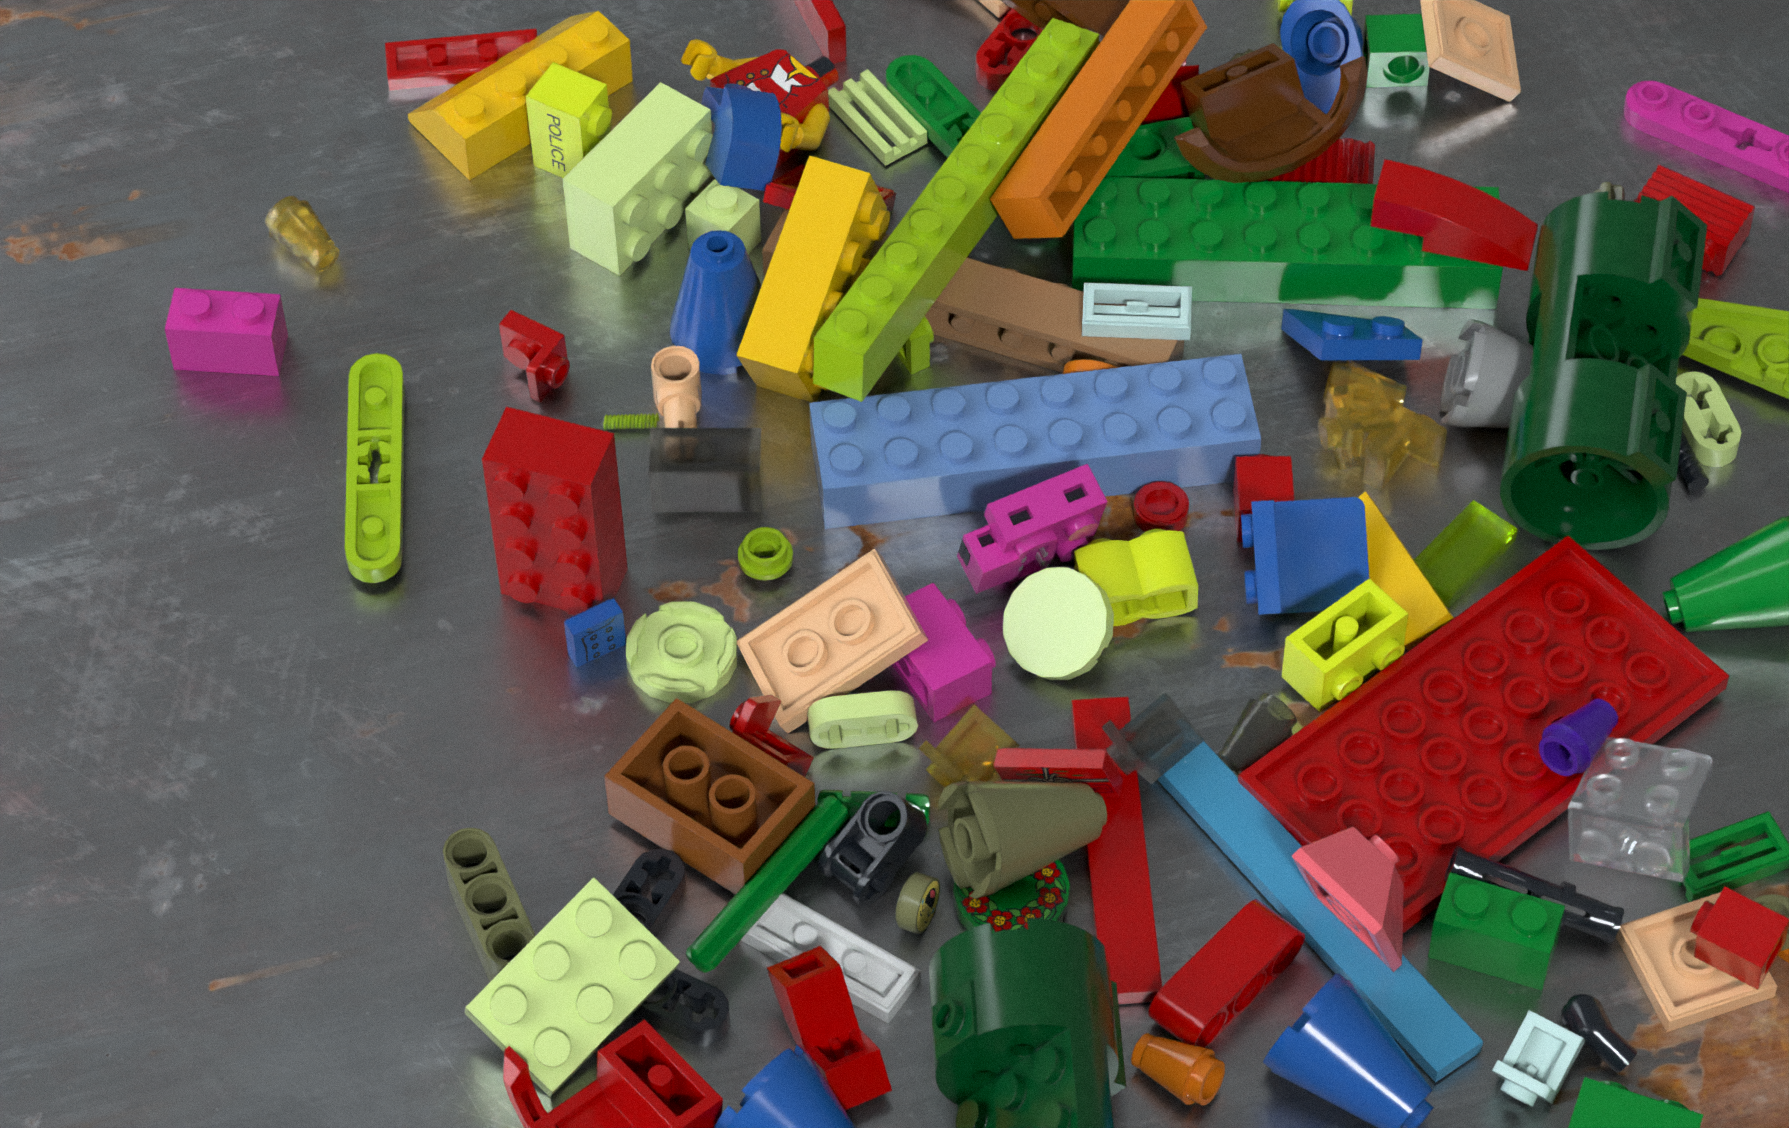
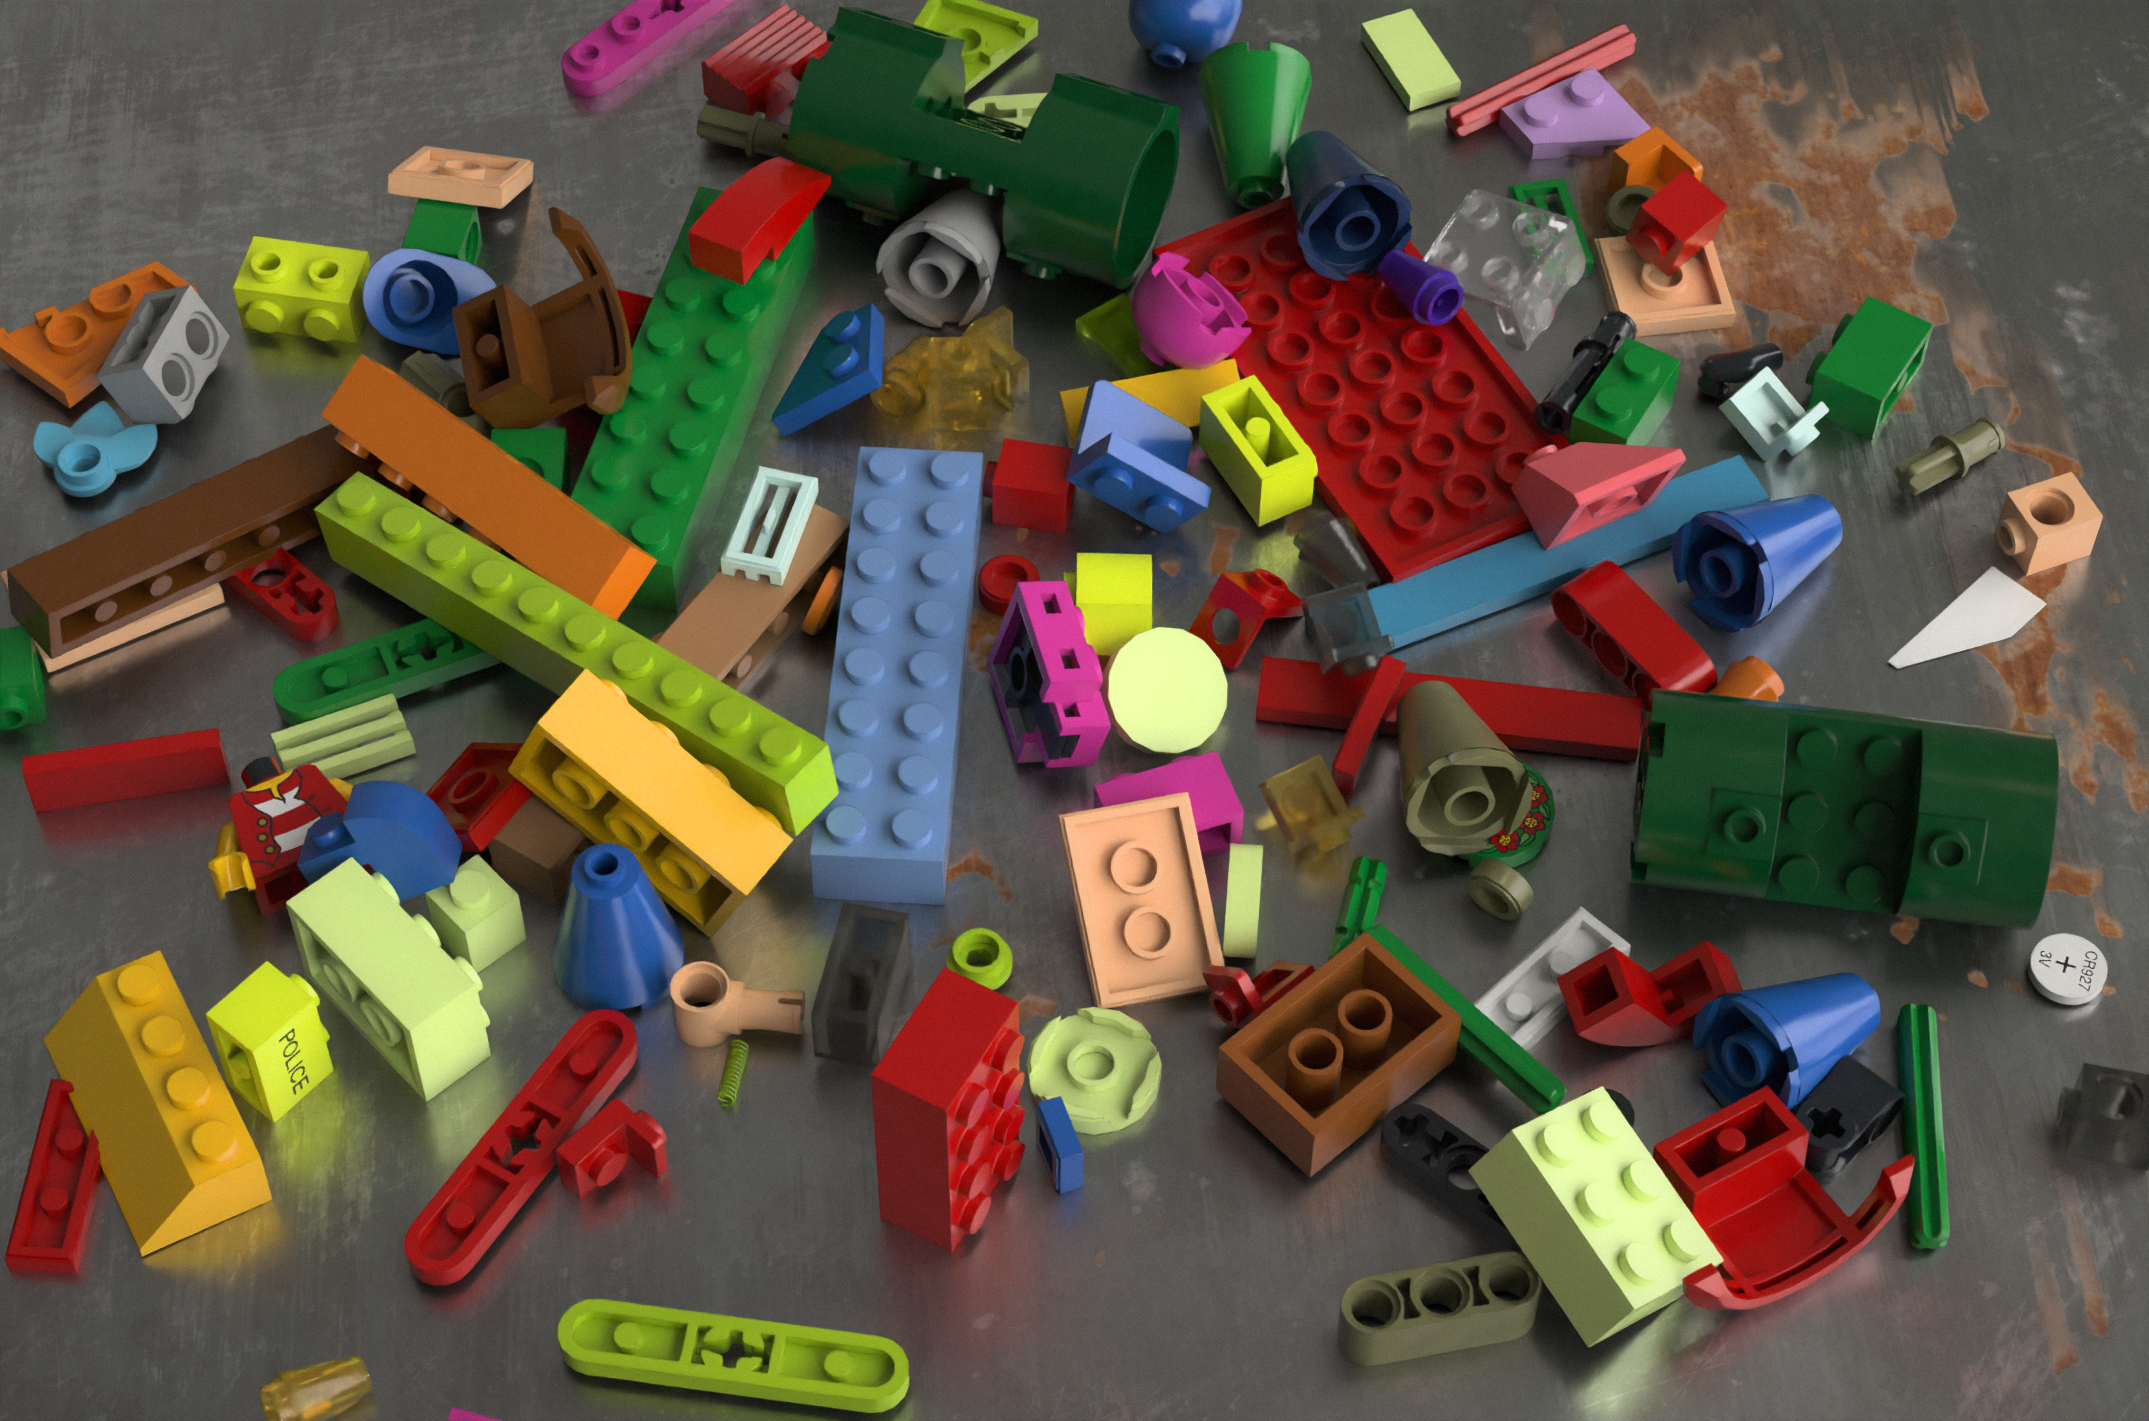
camera: 80 degrees left, 0 degrees up
(493, 291) = (484, 1195): none -> red piece
(870, 849) = (1431, 914): black piece -> none
(1184, 676) = (1253, 599): none -> red bracket
(1474, 557) = (1185, 317): none -> dark pink cylinder
(1645, 647) = (1343, 207): none -> dark blue cone

